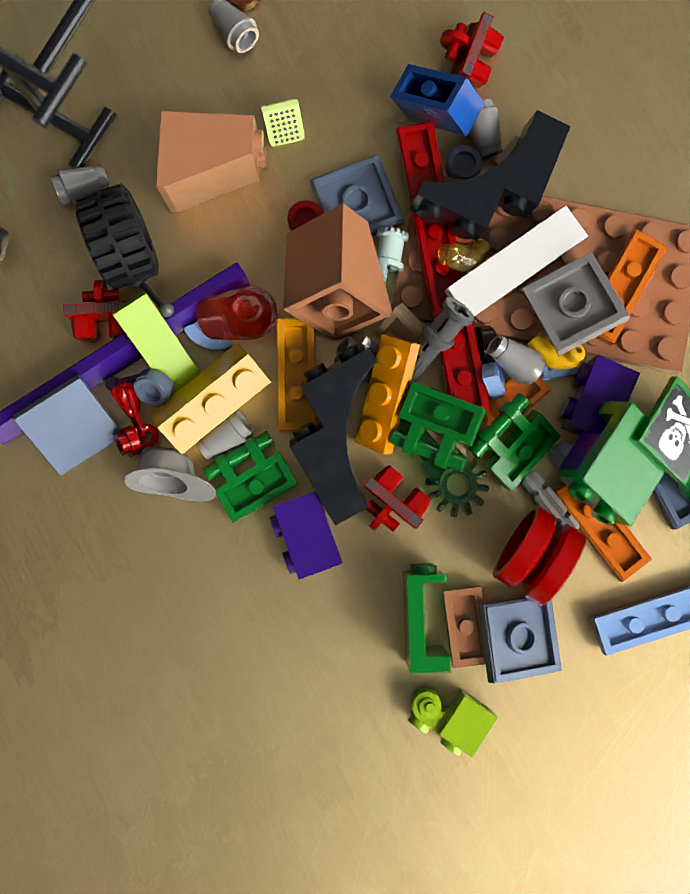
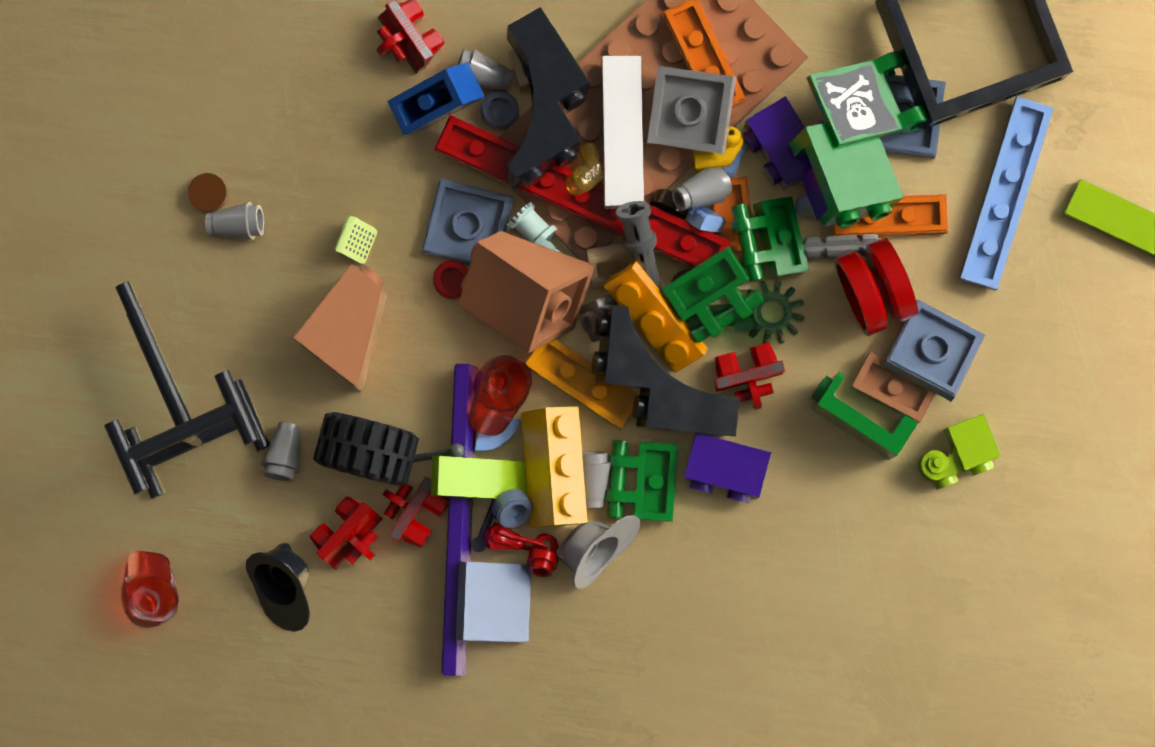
camera: 60 degrees left, 0 degrees up
(47, 279) = (351, 537): none -> red hips

